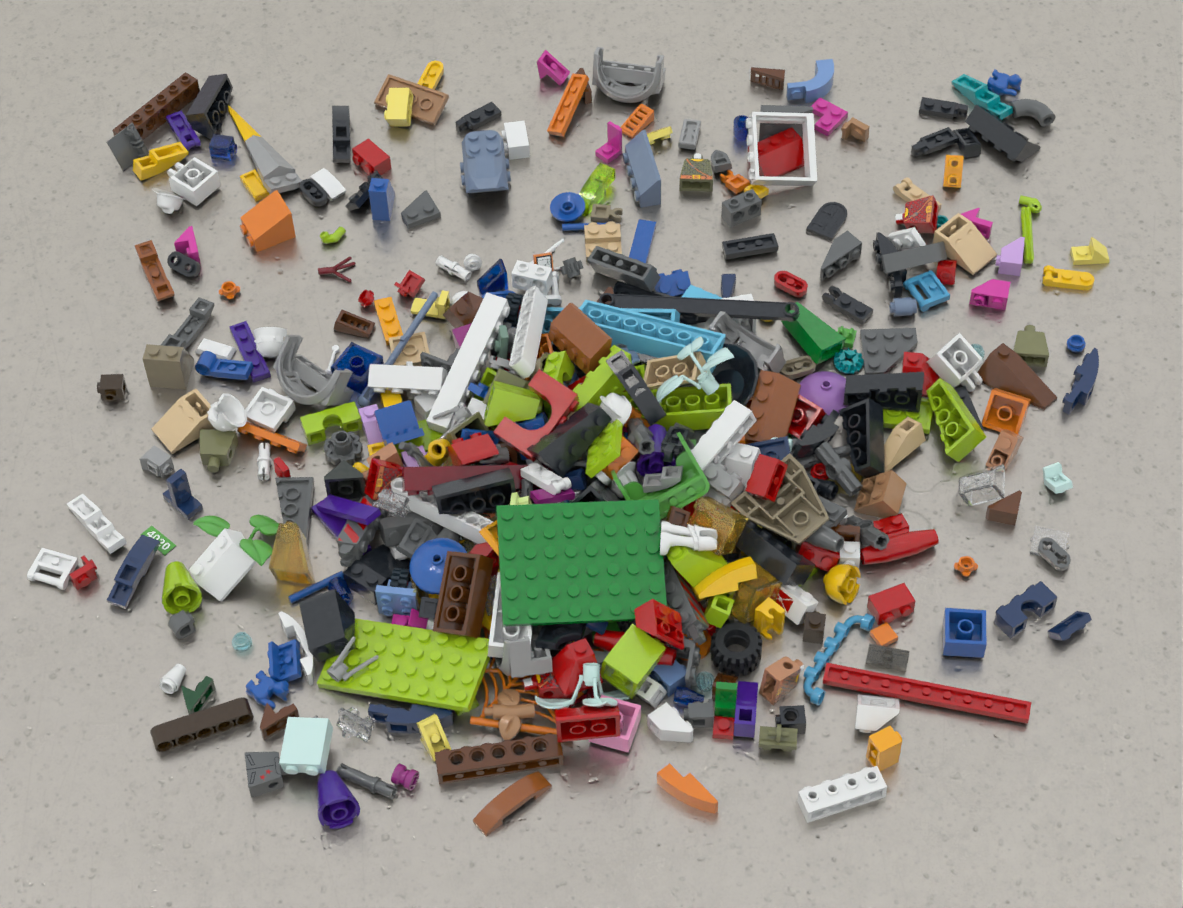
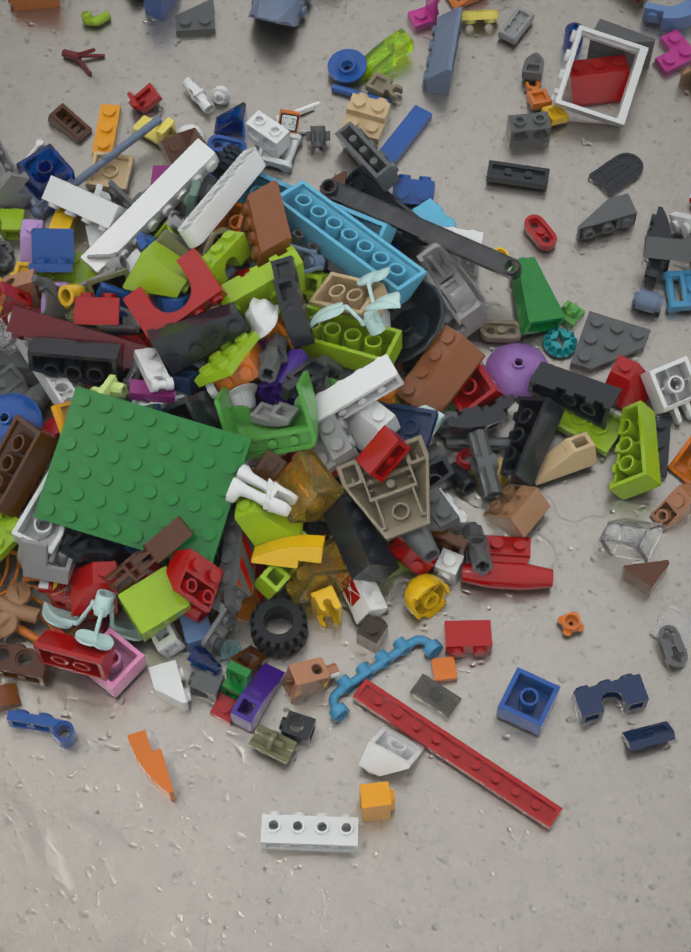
camera: 20 degrees right, 10 degrees up
(366, 298) = (94, 98): red plate -> none
(581, 791) = (43, 723): none -> blue plate
(621, 611) = (158, 548): none -> reddish brown arm
(696, 174) = (499, 74): olive torso -> none
(728, 284) = (470, 214): dark blue slope -> none
(847, 305) = (590, 278): black hinge -> none

